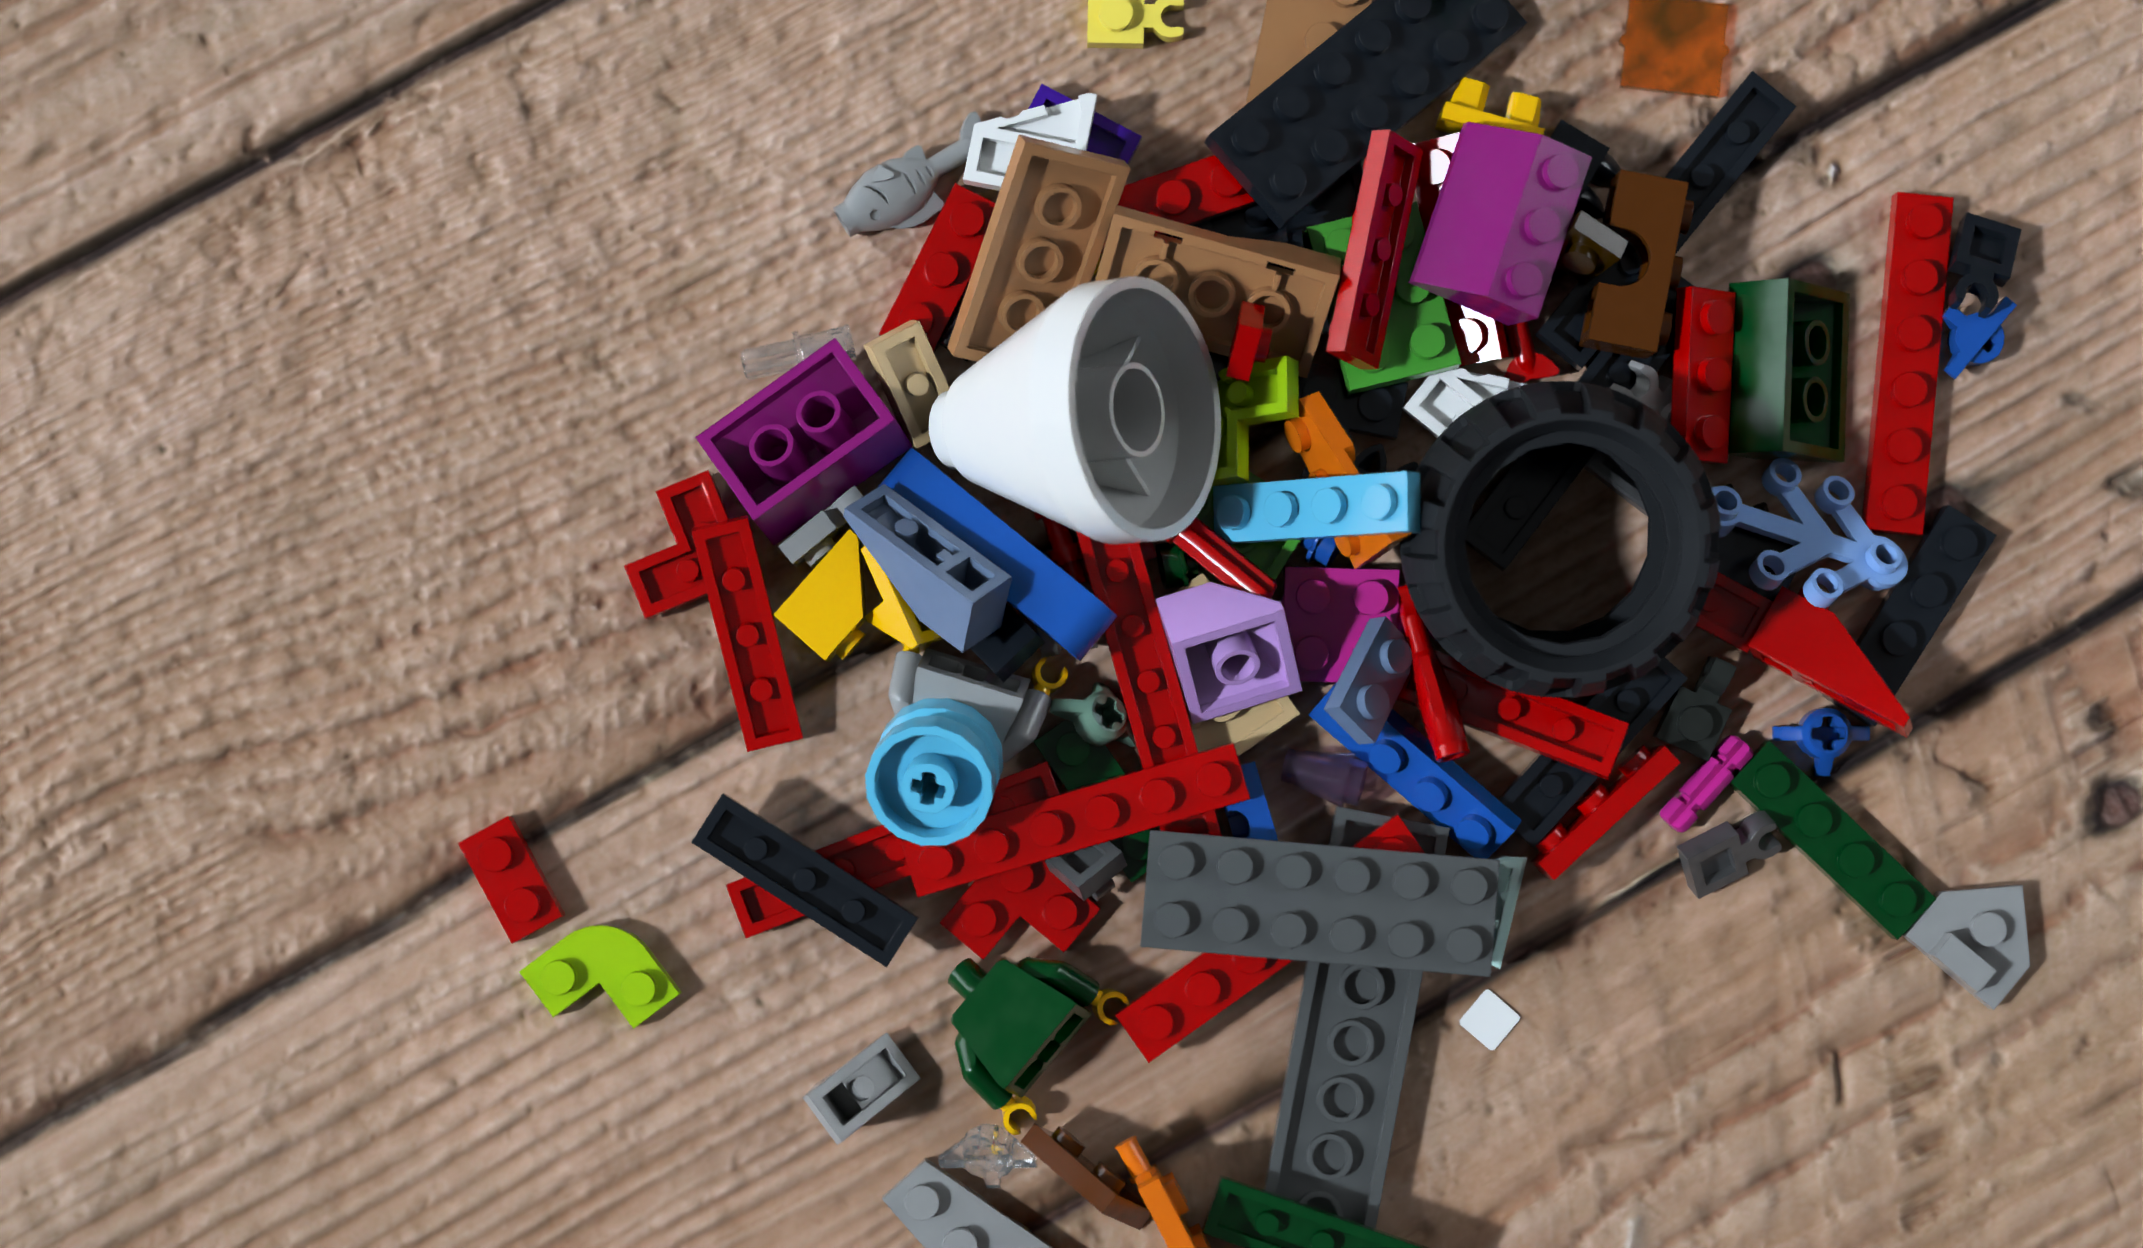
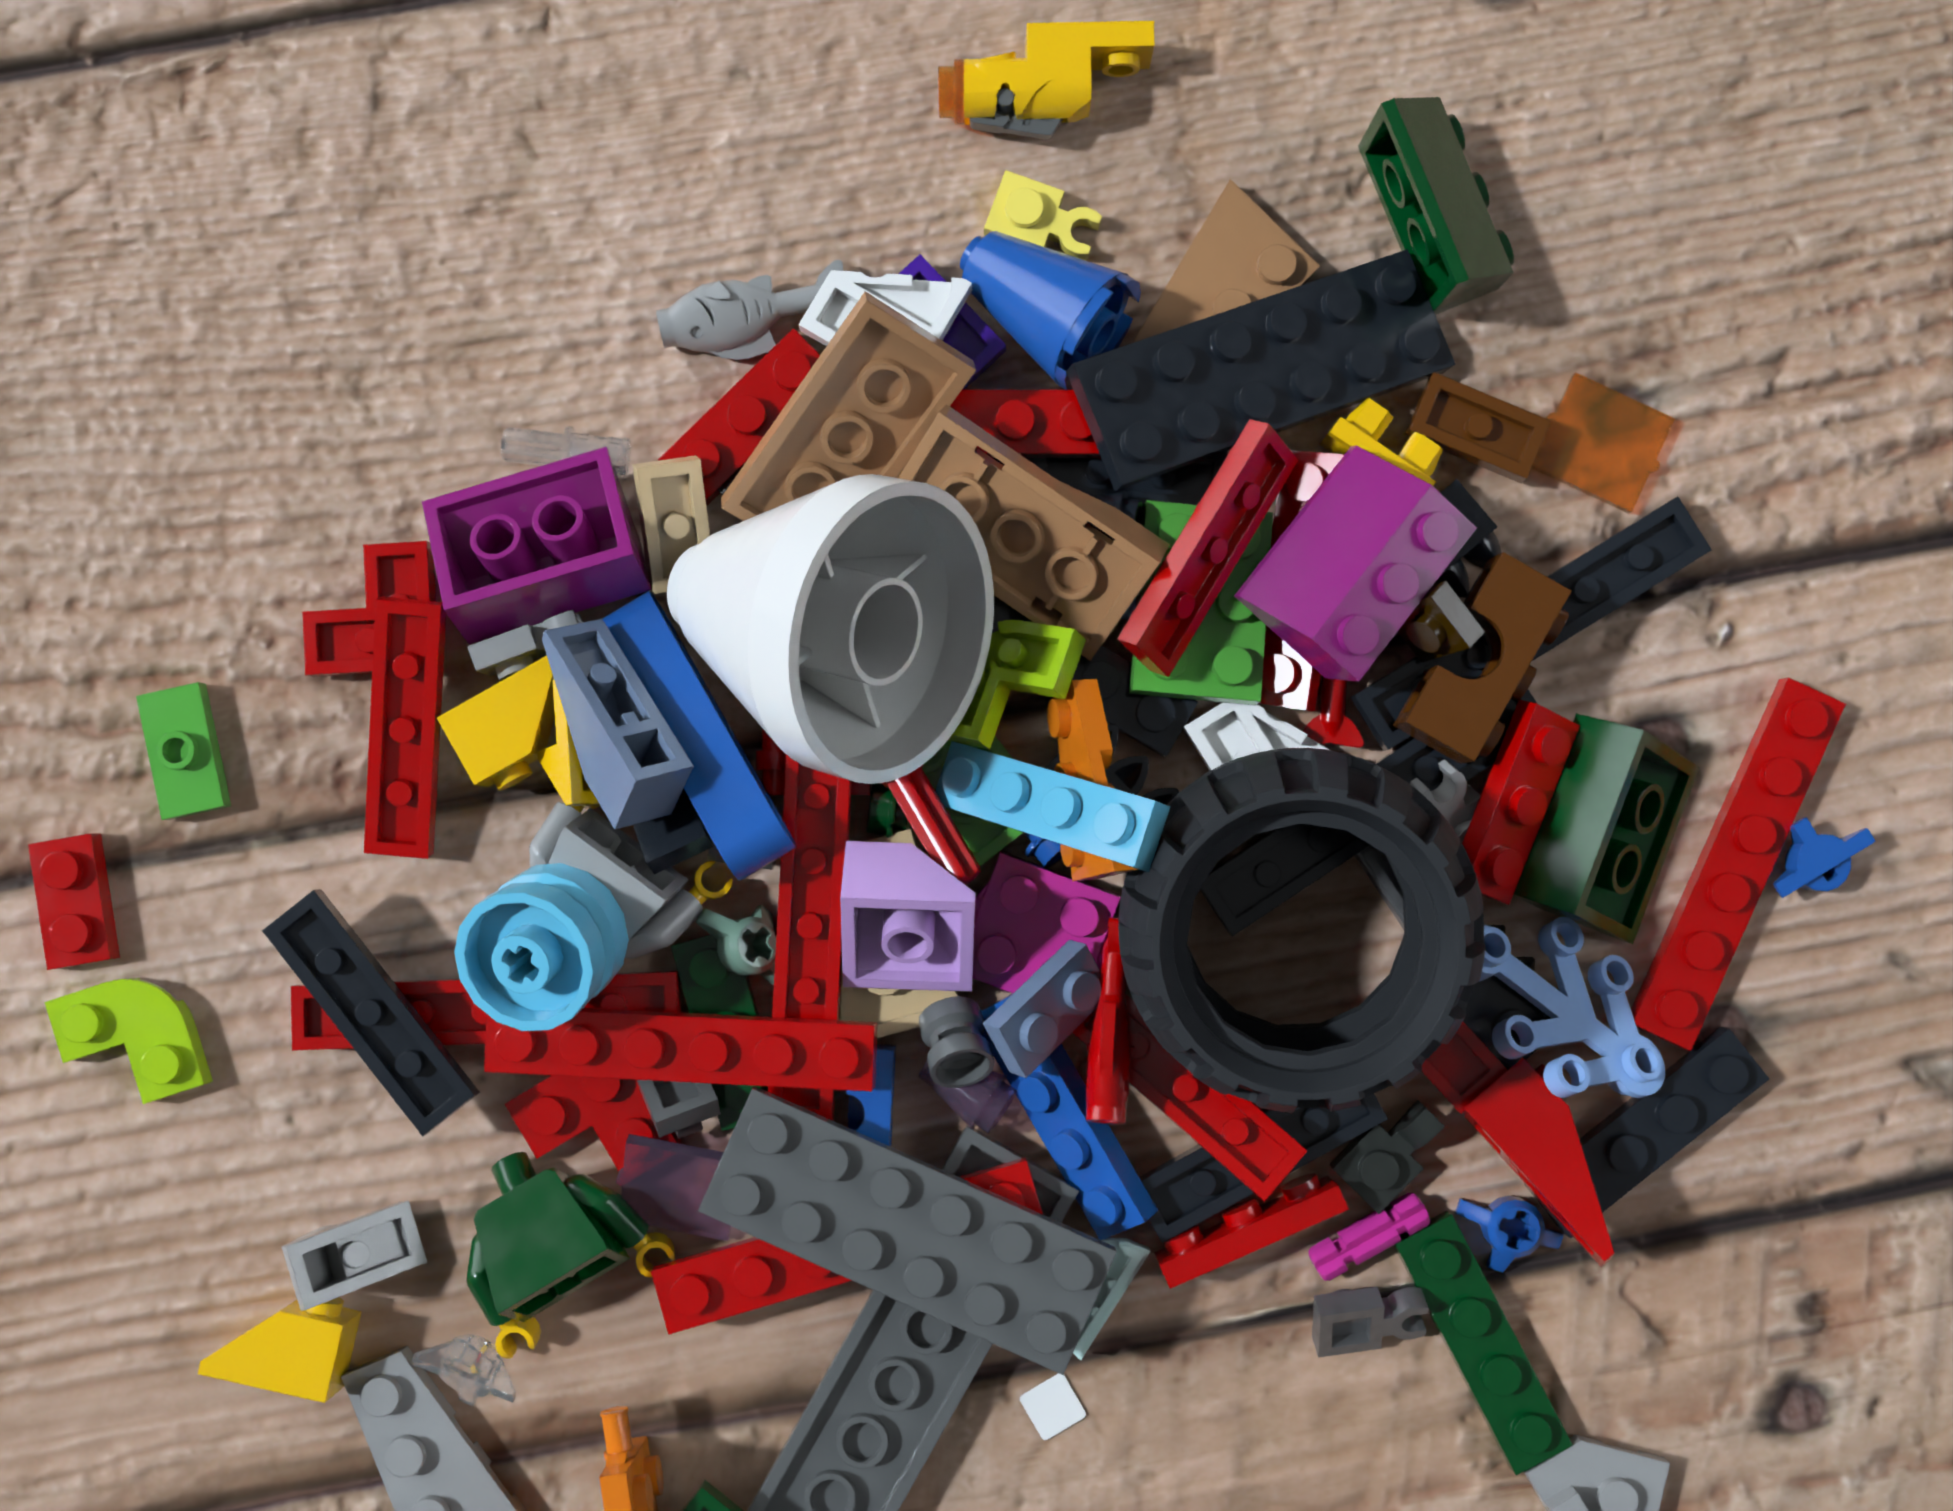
camera: 20 degrees right, 0 degrees up
(560, 720) = (183, 751): none -> bright green plate
(834, 1188) = (291, 1352): none -> yellow slope
(1094, 1182) = (557, 1427): reddish brown wing -> none
(1105, 941) = (668, 1185): none -> clear purple piece
(1165, 86) = (1049, 300): none -> blue cone
(1249, 341) = (1038, 601): red plate -> none
(1307, 740) = (957, 1049): none -> dark grey wheel
(1564, 69) = (1478, 427): none -> reddish brown plate
(1985, 256) = (1859, 780): black plate -> none

